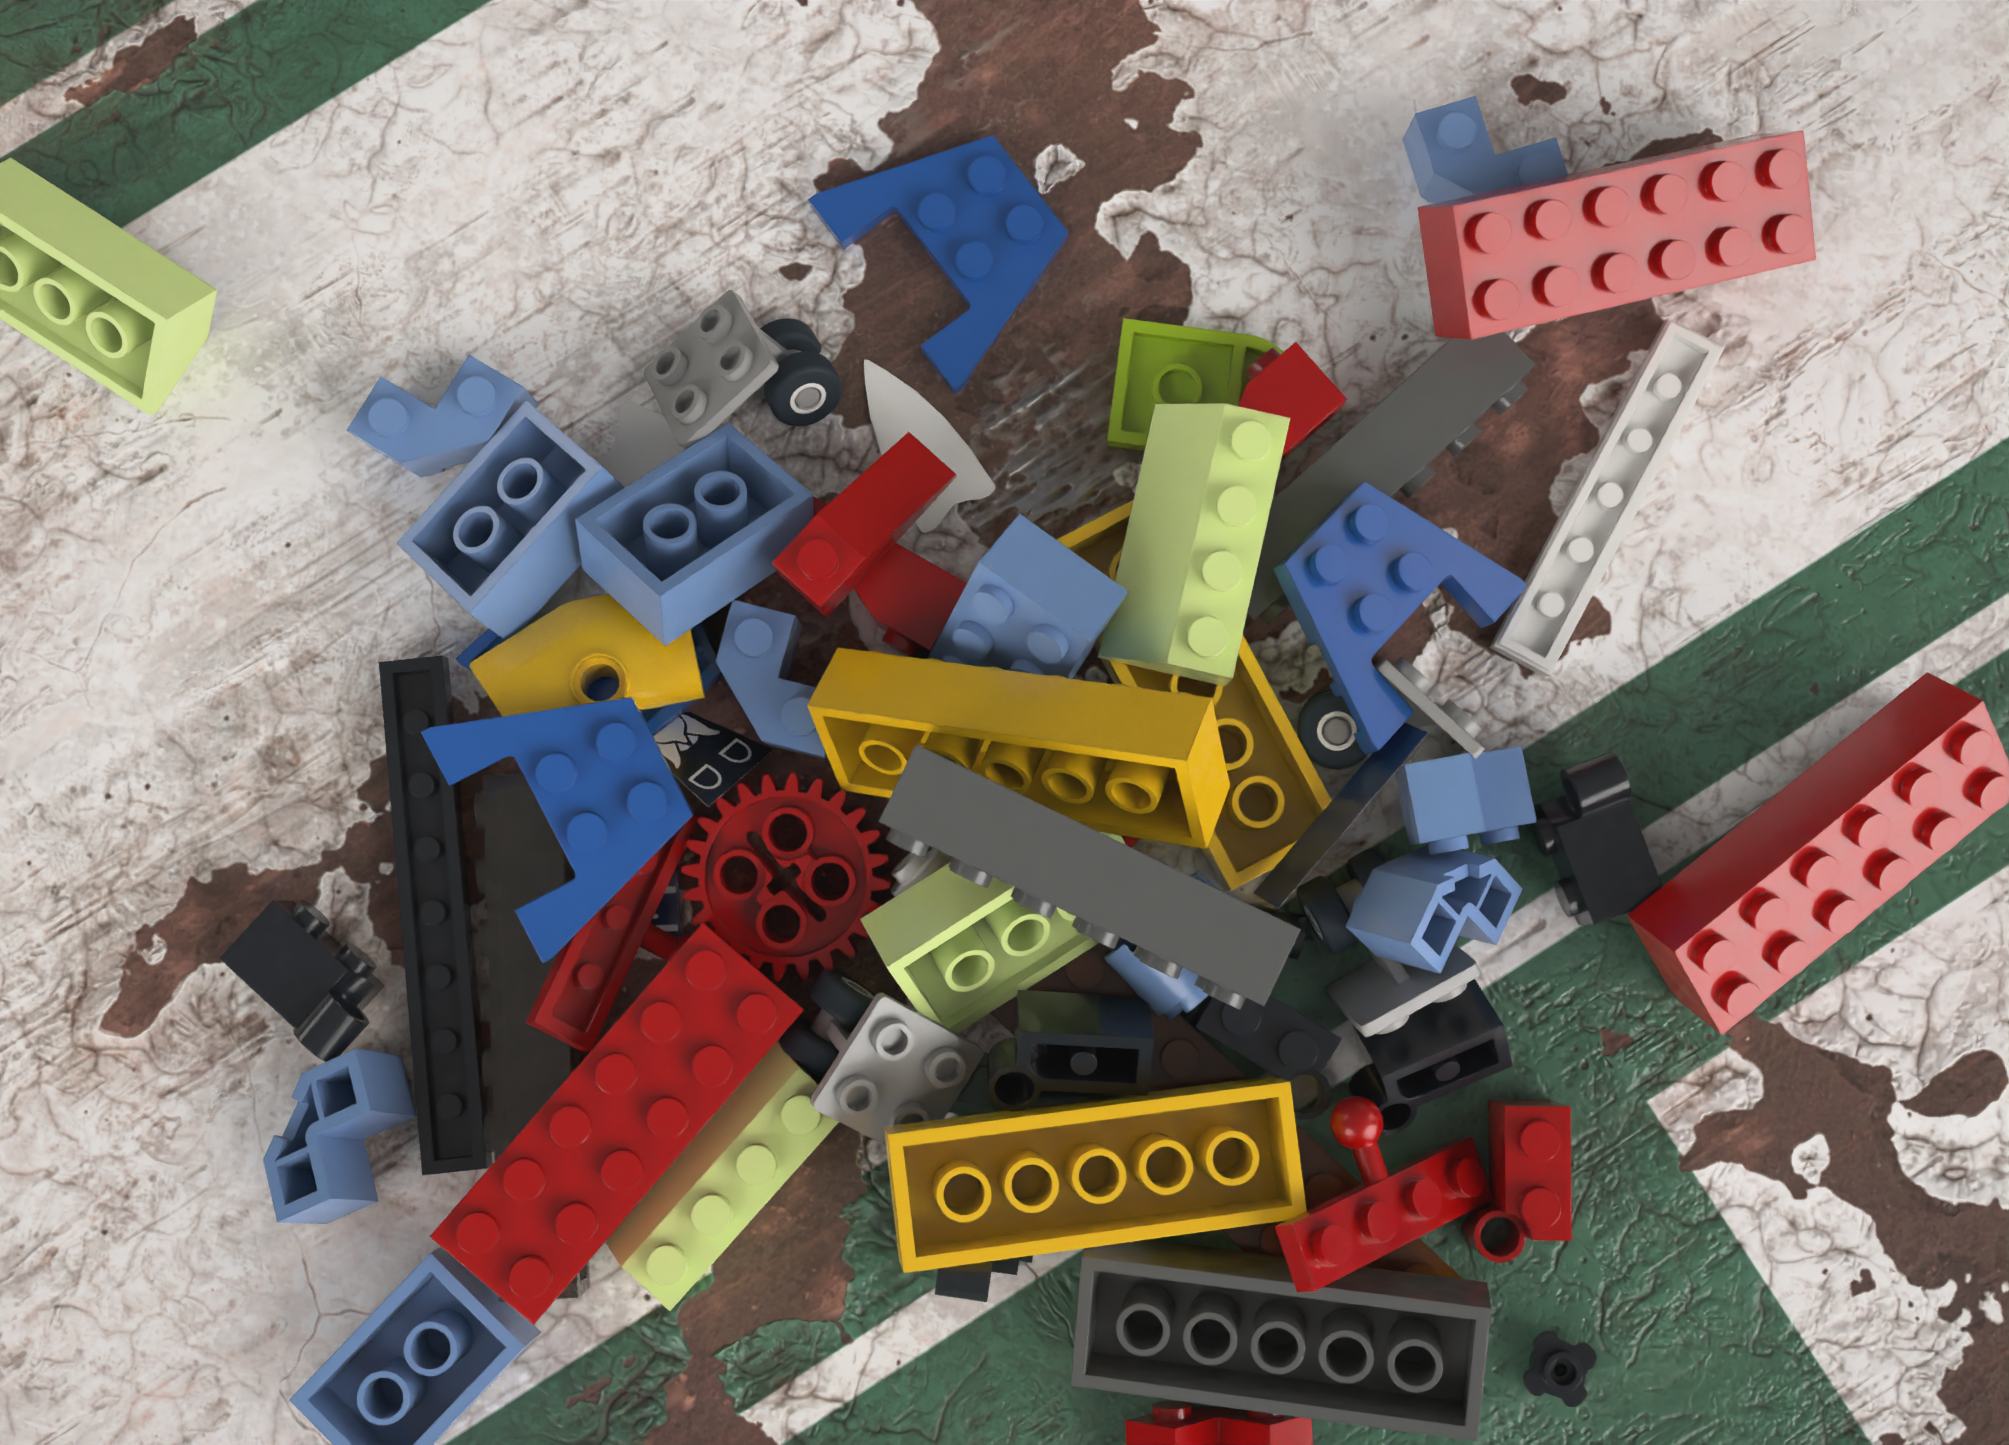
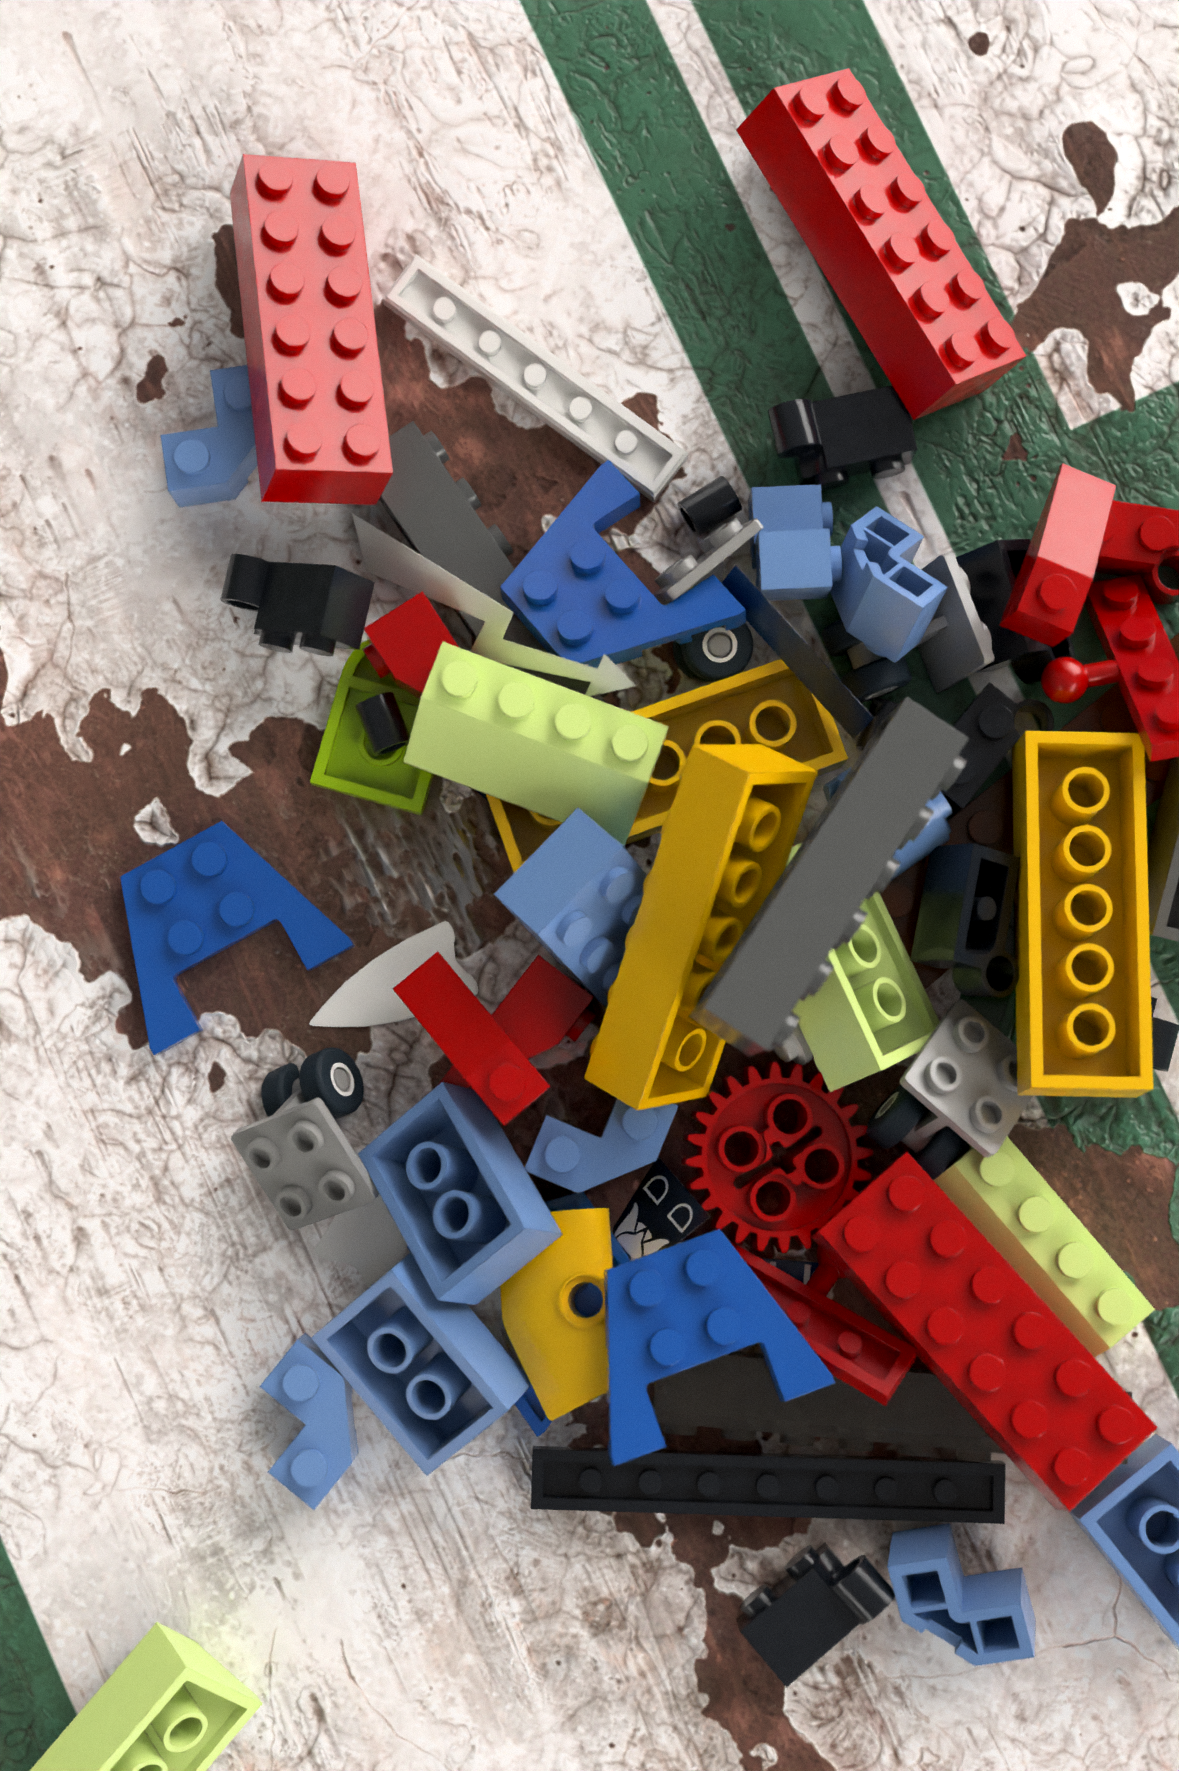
camera: 90 degrees left, 0 degrees up
(1198, 381) = (383, 723): none -> black hinge
(1313, 273) = (300, 603): none -> black hinge
(1368, 391) = (407, 568): none -> white sticker
(1494, 706) = (709, 506): none -> black hinge
(1495, 1098) = (1060, 558): none -> red slope

